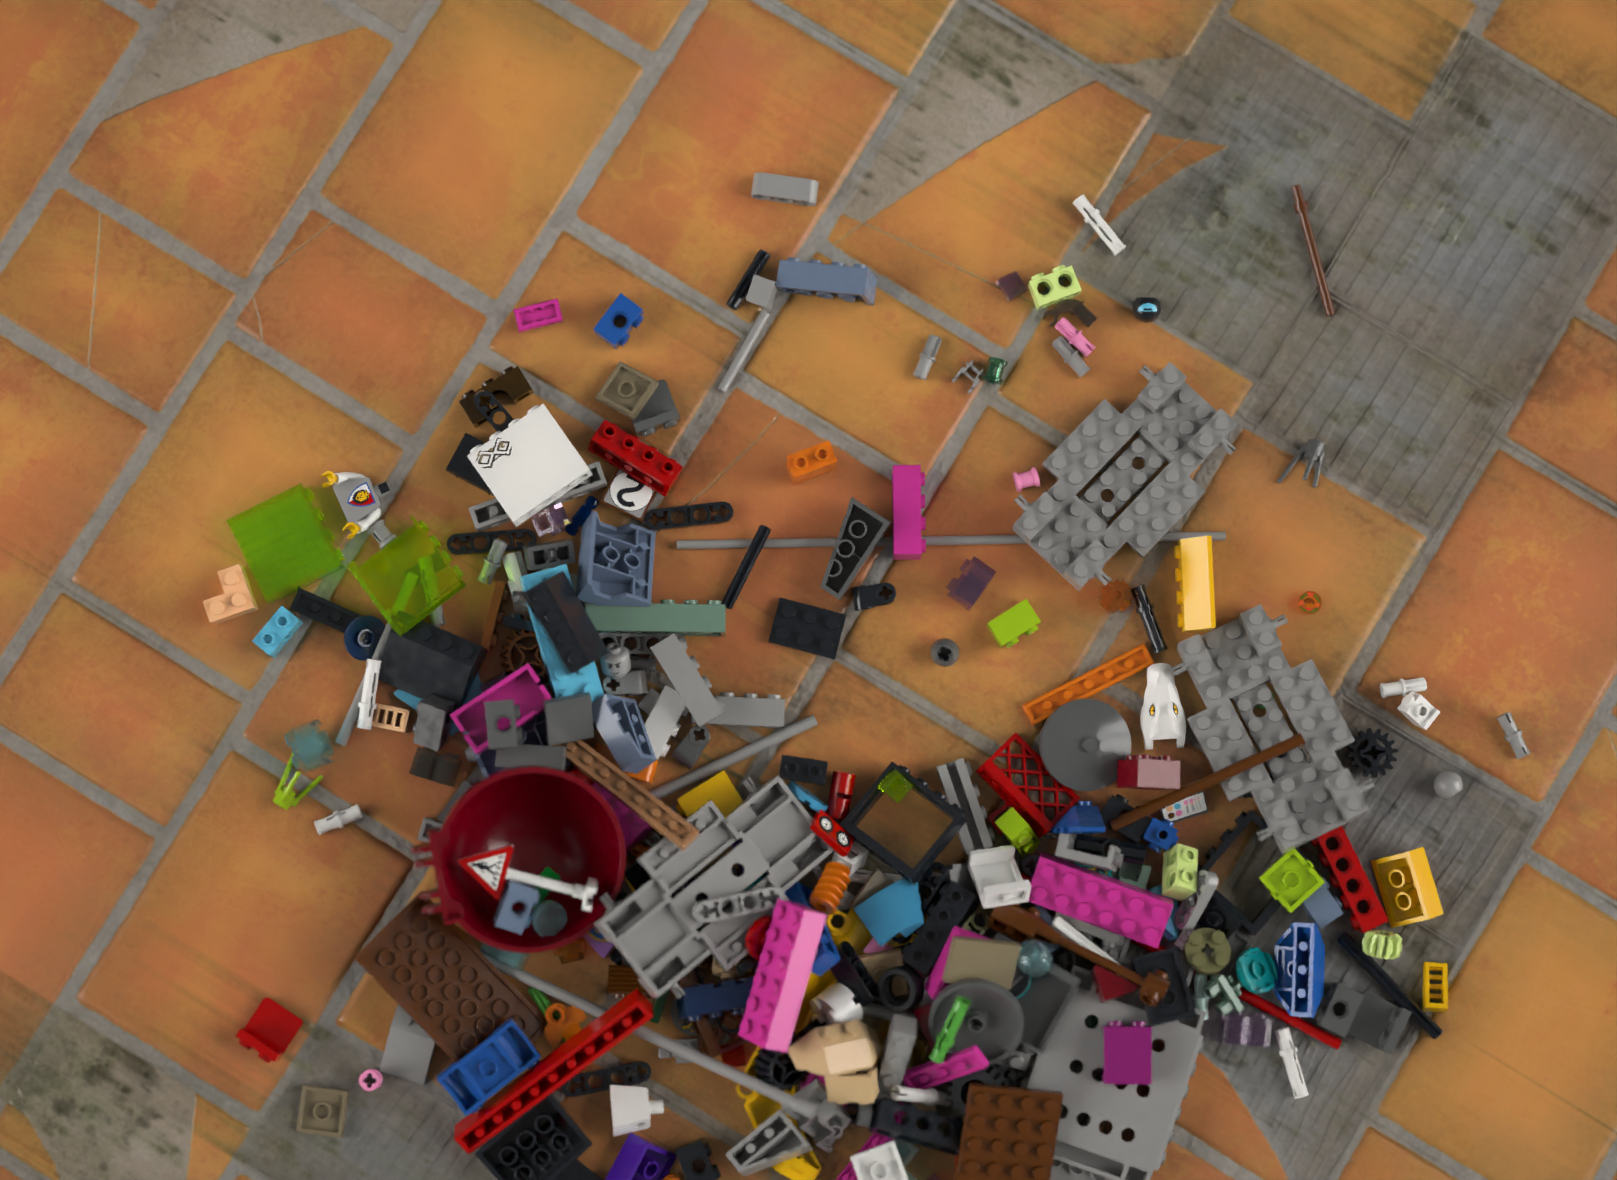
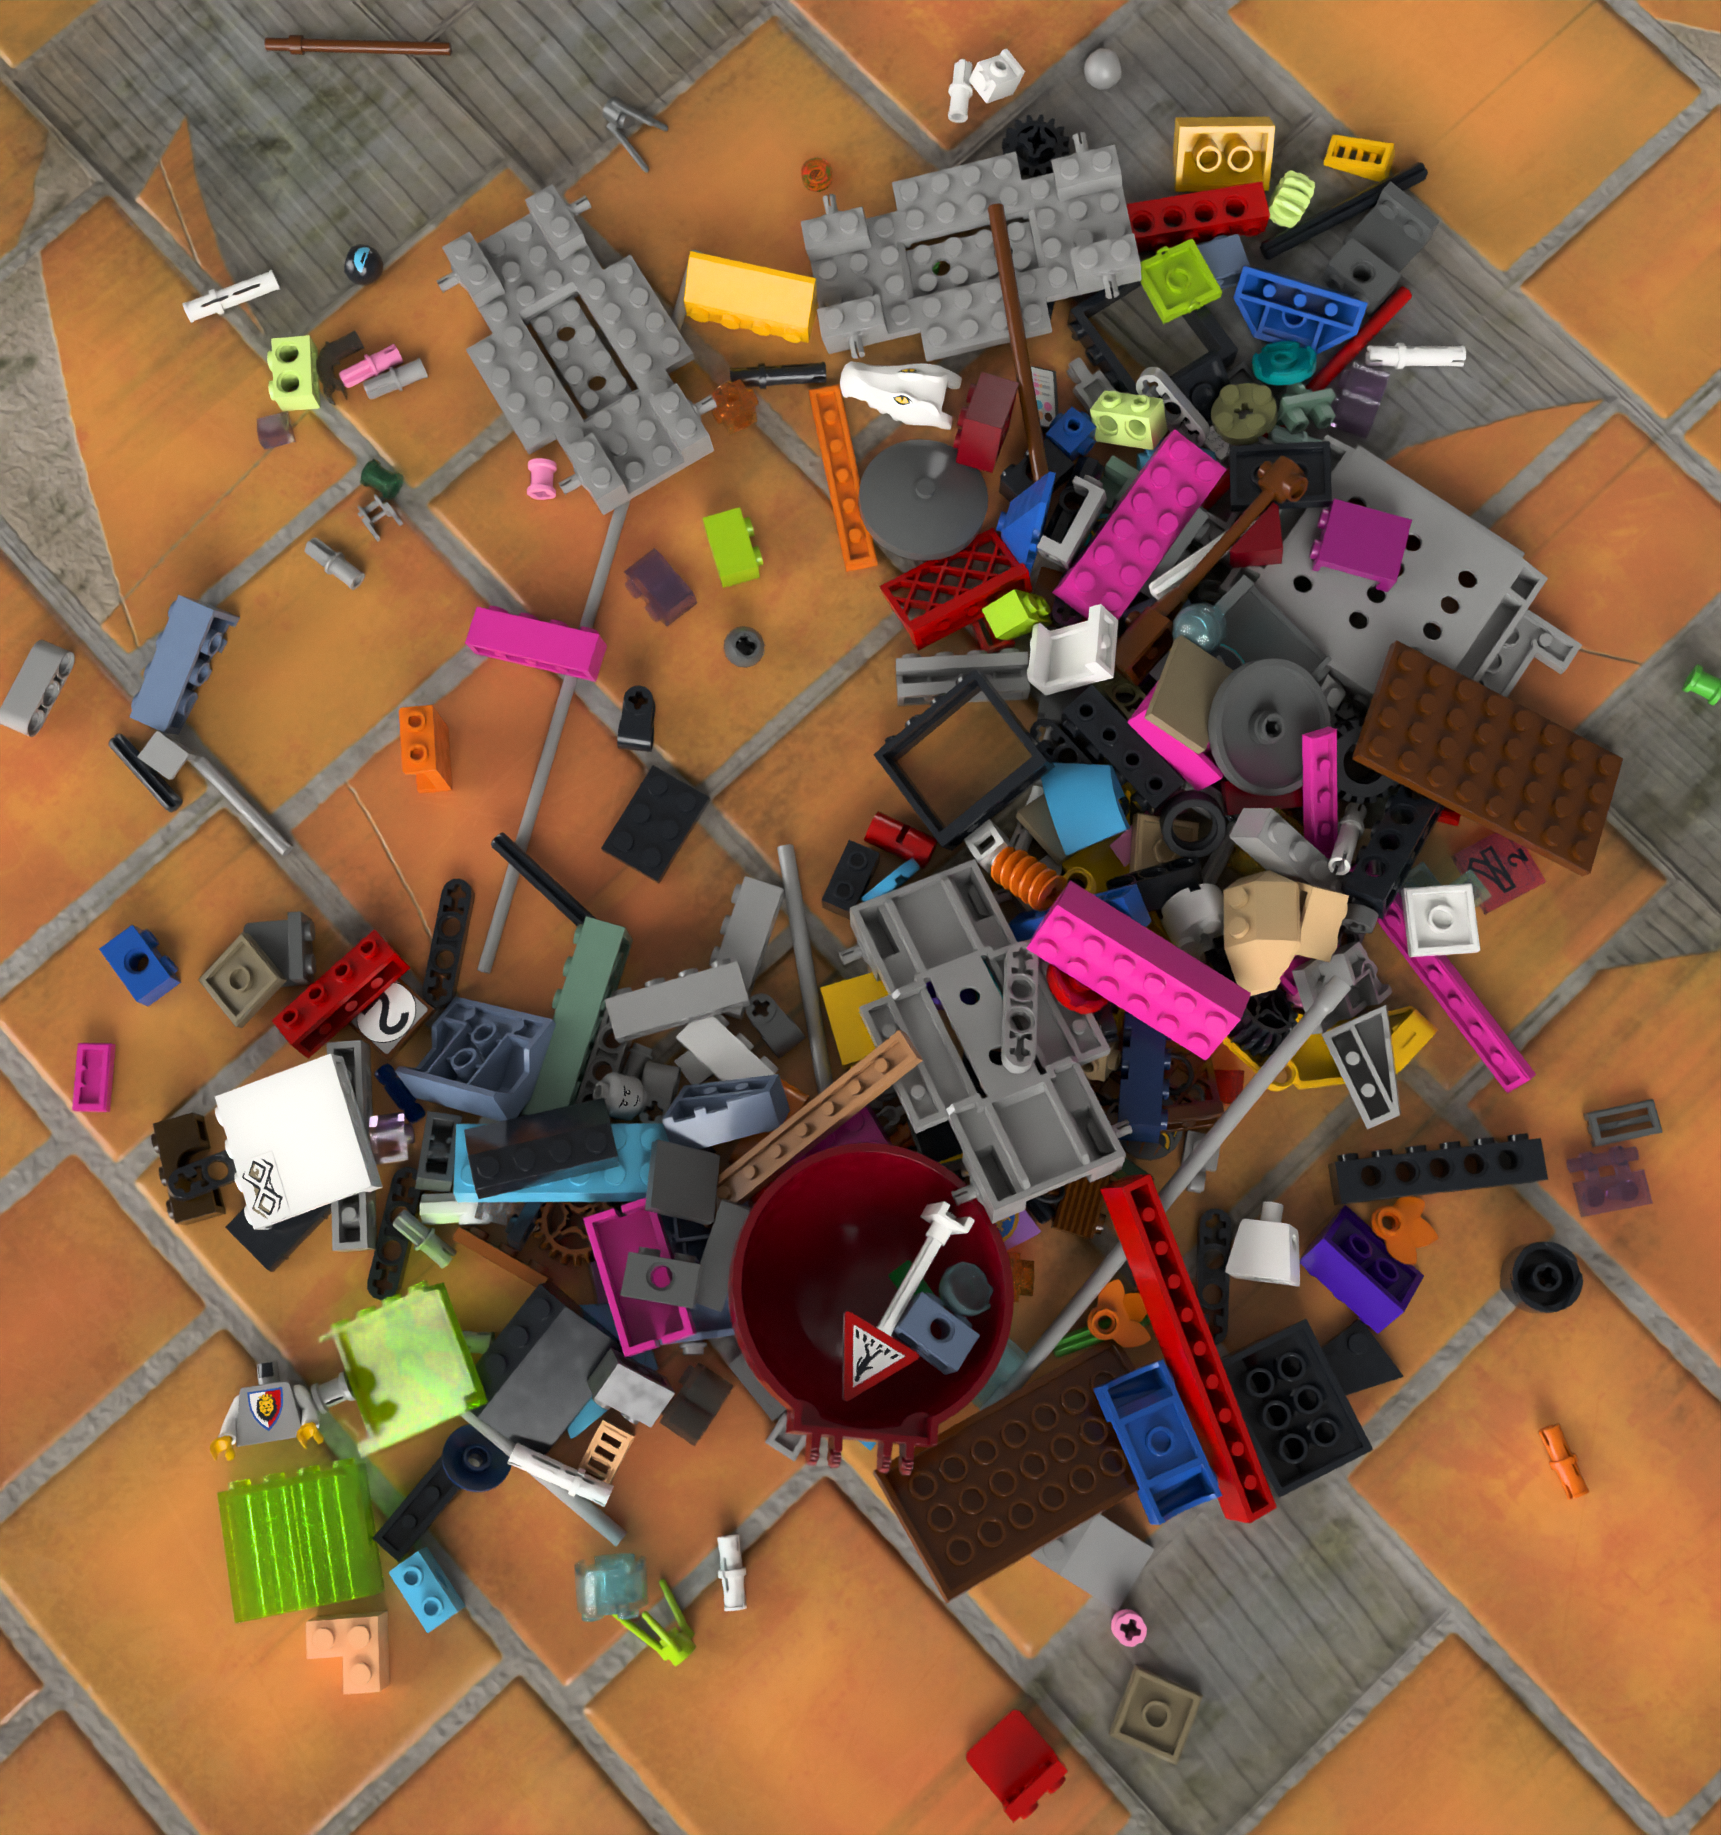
camera: 65 degrees left, 5 degrees down
(832, 833) = (951, 858): red tile -> none
(857, 539) = (555, 719): dark grey wedge -> none
(895, 786) = (909, 756): clear neon green slope -> none
(945, 1038) = (1298, 789): bright green pin -> none
(1201, 839) = (1089, 385): none -> light grey plate

